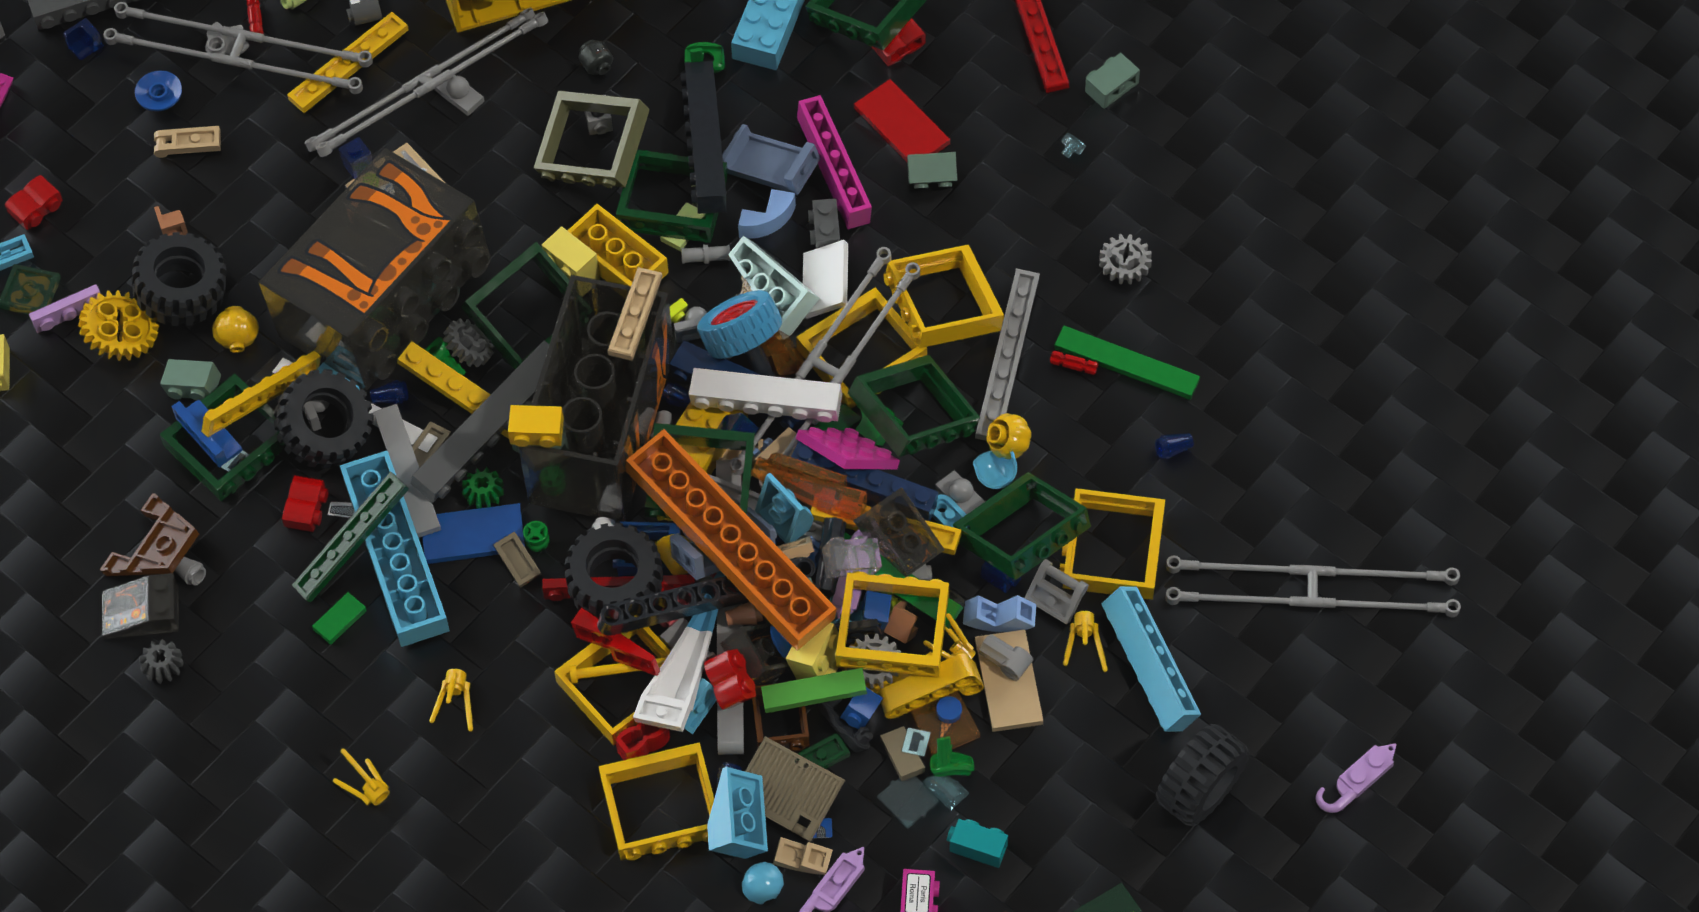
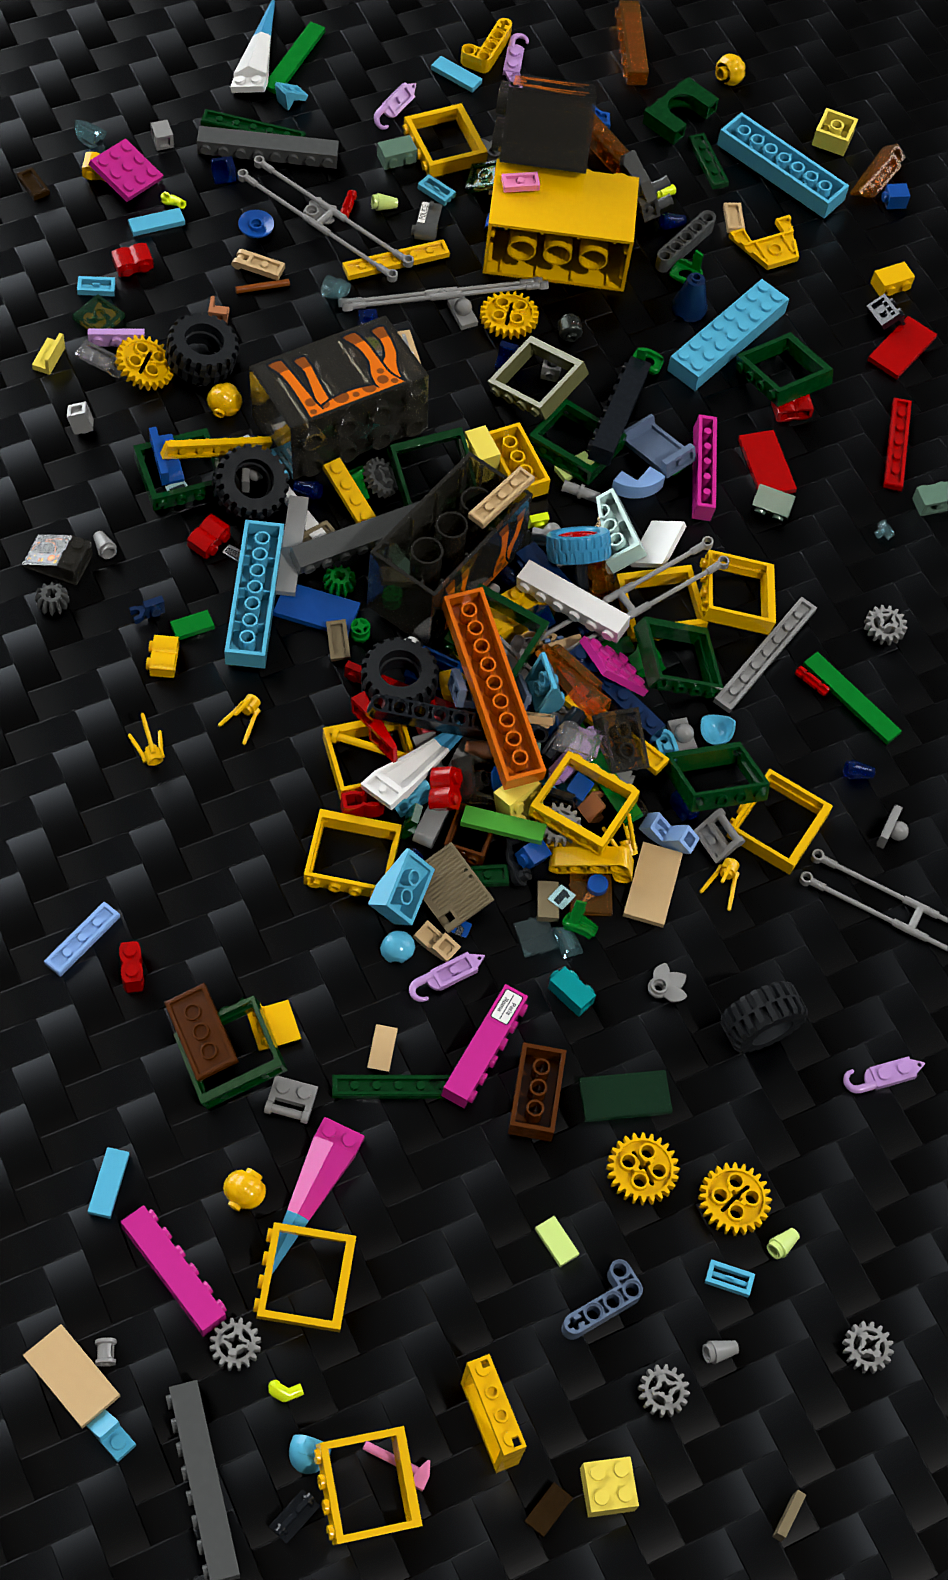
camera: 15 degrees right, 0 degrees up
(35, 140) = (156, 222): none -> medium azure tile
(41, 104) = (172, 200): none -> neon yellow arm
(59, 343) = (98, 357): none -> clear hinge
(78, 428) = (80, 418): none -> light grey brick
(162, 546) = (92, 522): reddish brown wing -> none
(190, 379) = (174, 418): sand green brick -> none
(204, 166) = (262, 286): none -> dark orange bar
(283, 619) = (150, 608): none -> dark blue plate
(293, 130) = (335, 288): none -> clear light blue helmet
(326, 669) = (163, 656): none -> yellow brick
(350, 537) = (227, 571): dark green tile -> none
(534, 69) = (496, 311): none -> yellow gear
(535, 425) = (388, 542): yellow brick -> none
(536, 124) = (506, 350): none -> clear blue panel
(708, 732) = (411, 821): none -> dark green slope
(825, 222) = (677, 505): dark grey brick -> none
(1008, 434) = (738, 708): yellow plant -> none
(1011, 660) = (660, 869): light grey piece -> none
(1079, 783) = (669, 982): none -> light grey plate
(1151, 659) = (766, 916): medium azure brick -> none
(1242, 494) = (895, 829): none -> light grey tile

